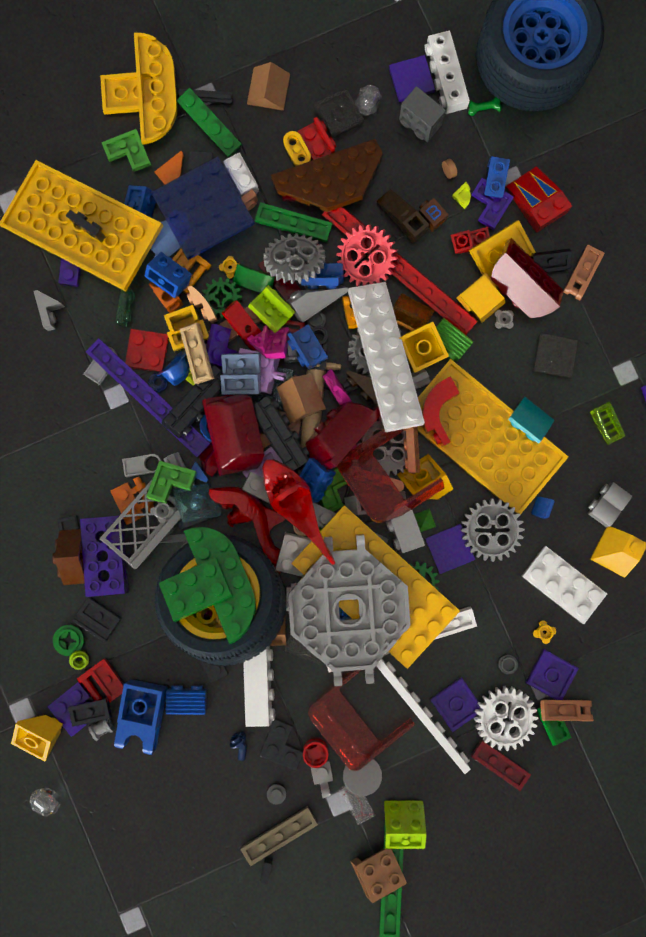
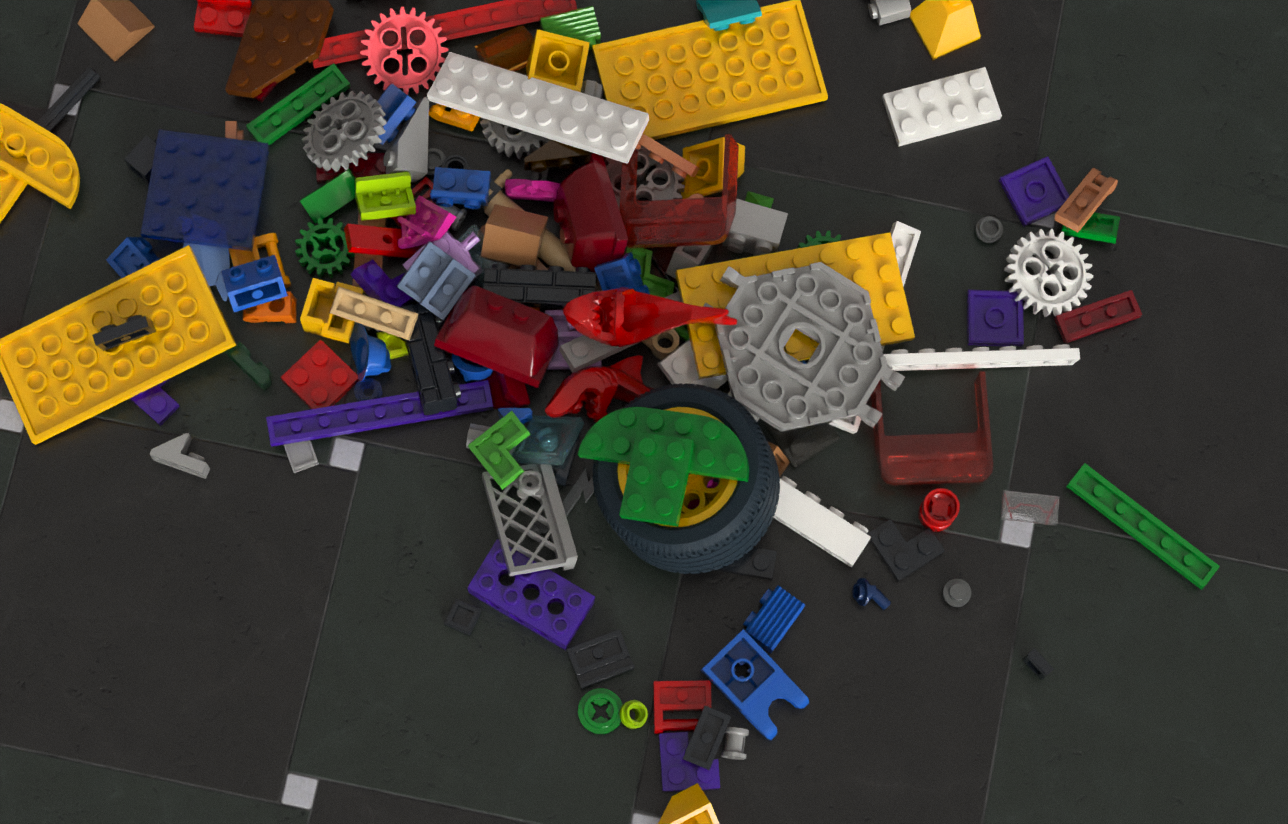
camera: 65 degrees left, 10 degrees down
(69, 557) = (504, 632): reddish brown brick -> none
(125, 495) = (478, 525): orange plate -> none
(127, 145) = (57, 225): bright green plate -> none
(137, 465) = (451, 485): light grey piece -> none
(171, 169) = (127, 202): orange tile -> none
(199, 301) = (310, 268): light nougat slope -> none
(209, 122) = (105, 117): green plate -> none
(229, 261) = (289, 220): yellow plate -> none
(240, 174) = (197, 120): white brick -> none
(279, 836) = (1008, 622): dark tan plate -> none
(297, 150) = (216, 42): yellow plate -> none
(322, 776) = (970, 525): light grey plate -> none
(364, 780) = (1008, 480): light grey tile -> none
(379, 874) = (1129, 538): medium nougat bracket -> none
(405, 825) = (1094, 466): lime bracket -> none
(431, 408) = (630, 94): red arch -> none
(449, 549) = (811, 200): dark purple tile -> none
(492, 547) = (802, 123): light grey gear -> none
(542, 507) = (837, 66): blue slope -> none
(550, 631) = (980, 157): yellow plate -> none

